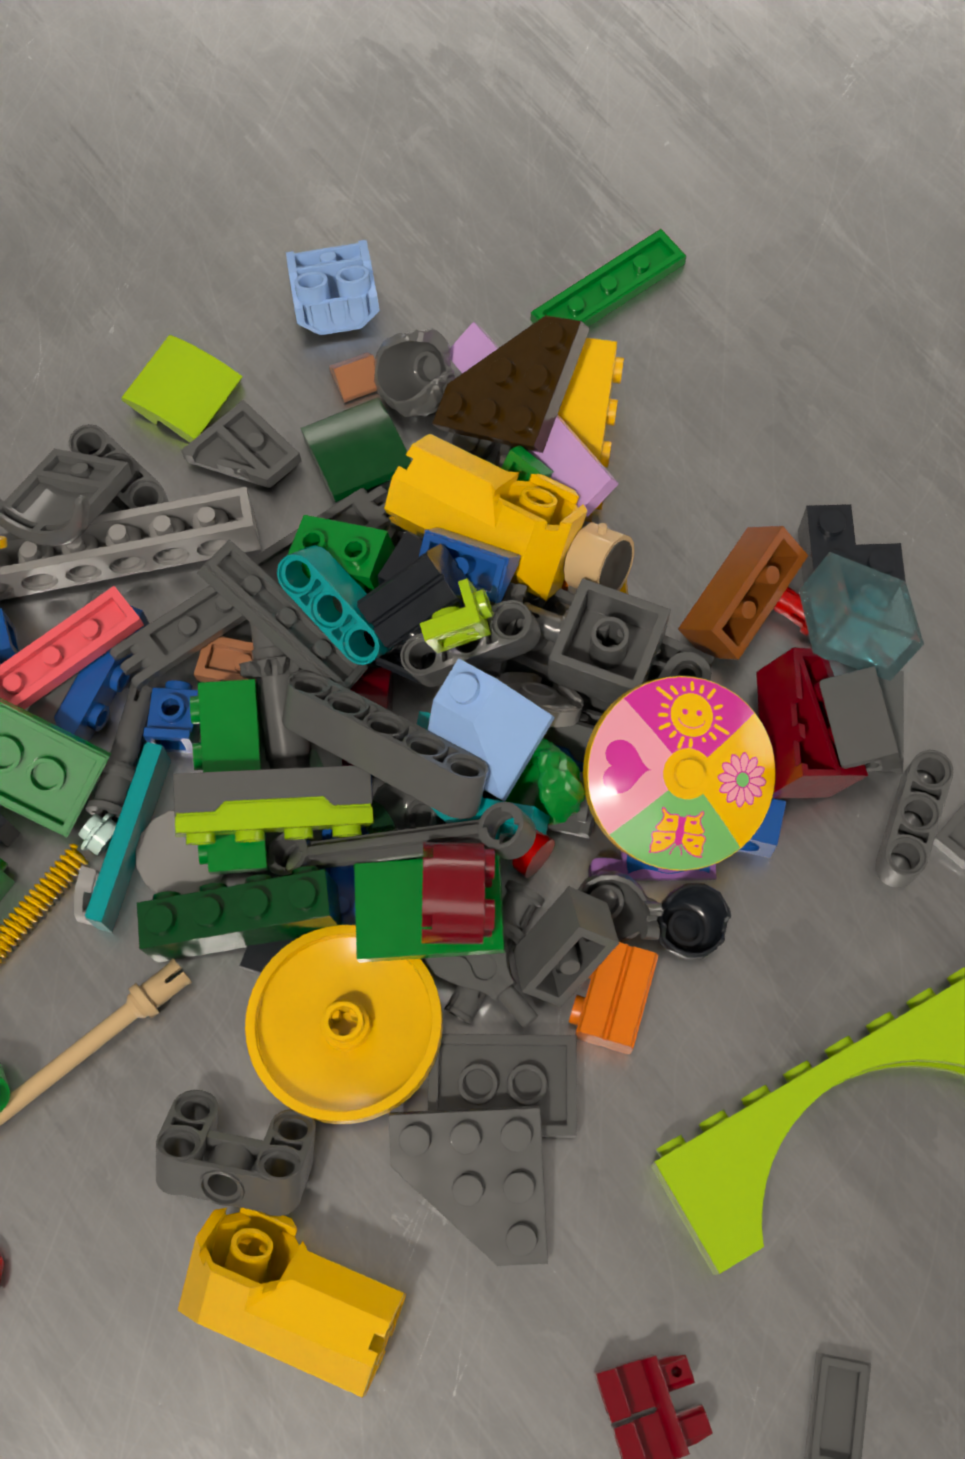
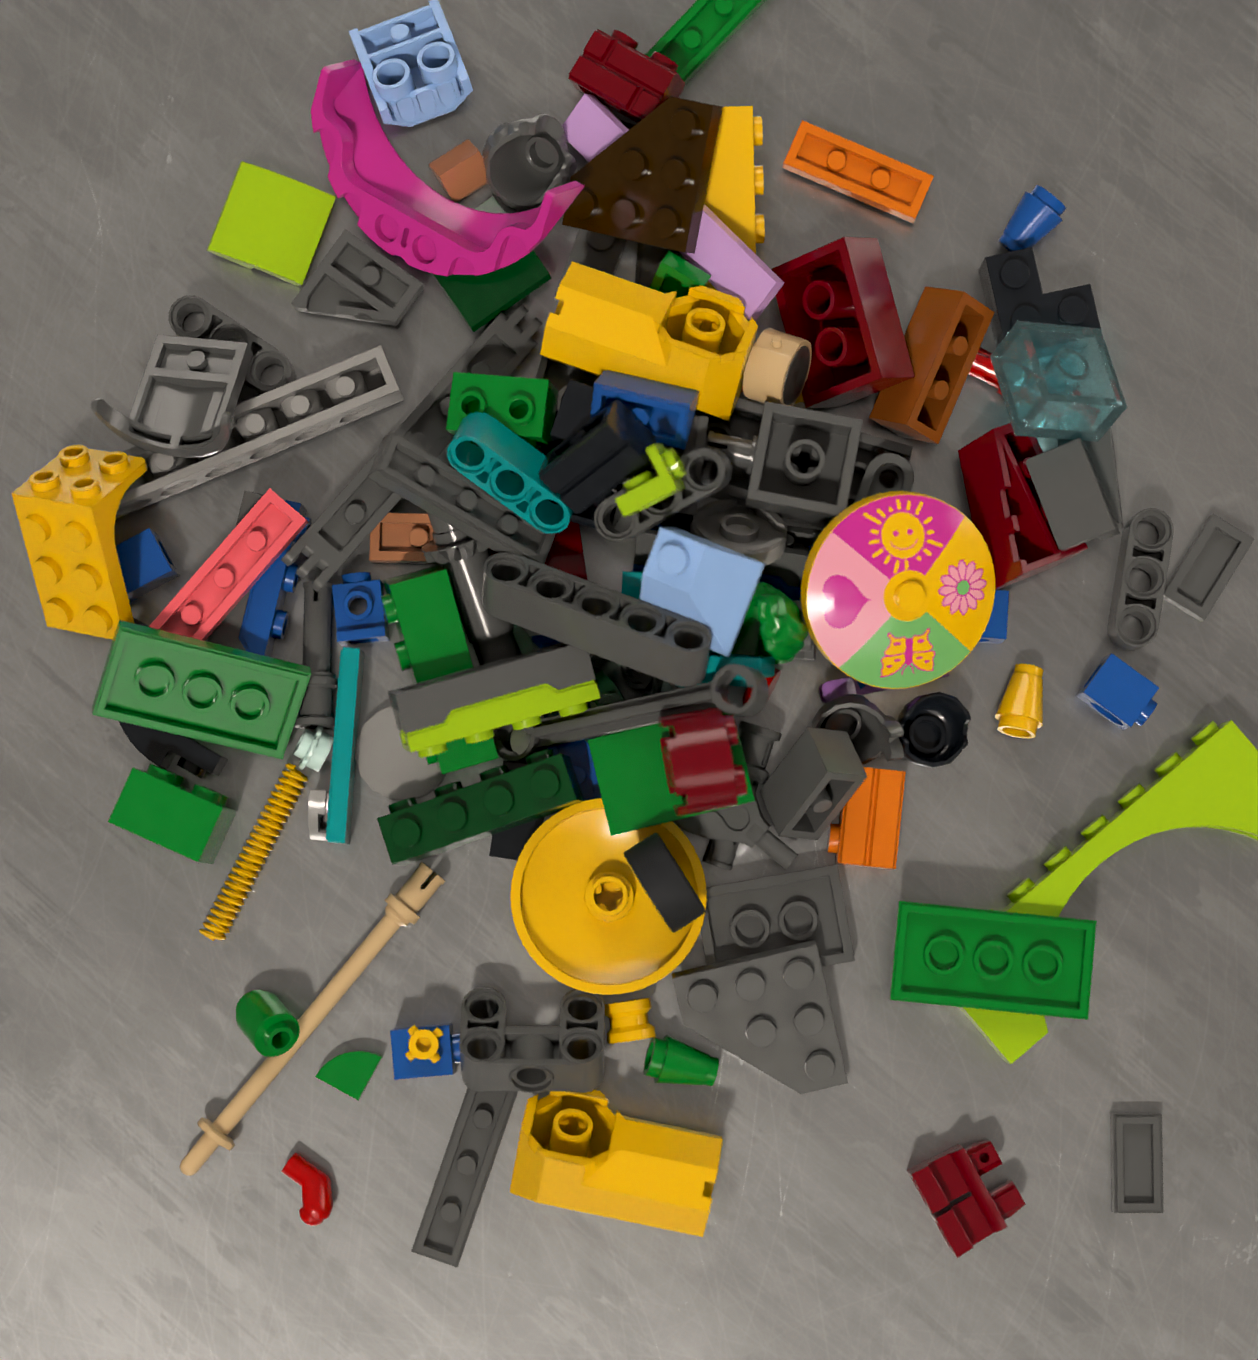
camera: 10 degrees left, 15 degrees up
(53, 1154) = (350, 1072): none -> green tile
(124, 1145) = (417, 1068): none -> blue brick
(125, 1133) = (424, 1044): none -> yellow piece
(138, 1284) = (463, 1175): none -> dark grey tile
(289, 386) = (401, 209): none -> dark pink windscreen
(338, 1153) = (629, 1020): none -> yellow wheel
(380, 1209) = (679, 1063): none -> green cone
(397, 1010) = (664, 882): none -> black tyre
(505, 309) = (624, 76): none -> dark red brick
(673, 533) = (849, 315): none -> dark red brick
(702, 428) = (857, 171): none -> orange plate
(717, 1159) = (992, 960): none -> green tile
(783, 915) = (1022, 703): none -> yellow cone
(857, 487) = (1032, 219): none -> blue cone
(880, 920) = (1119, 693): none -> blue brick

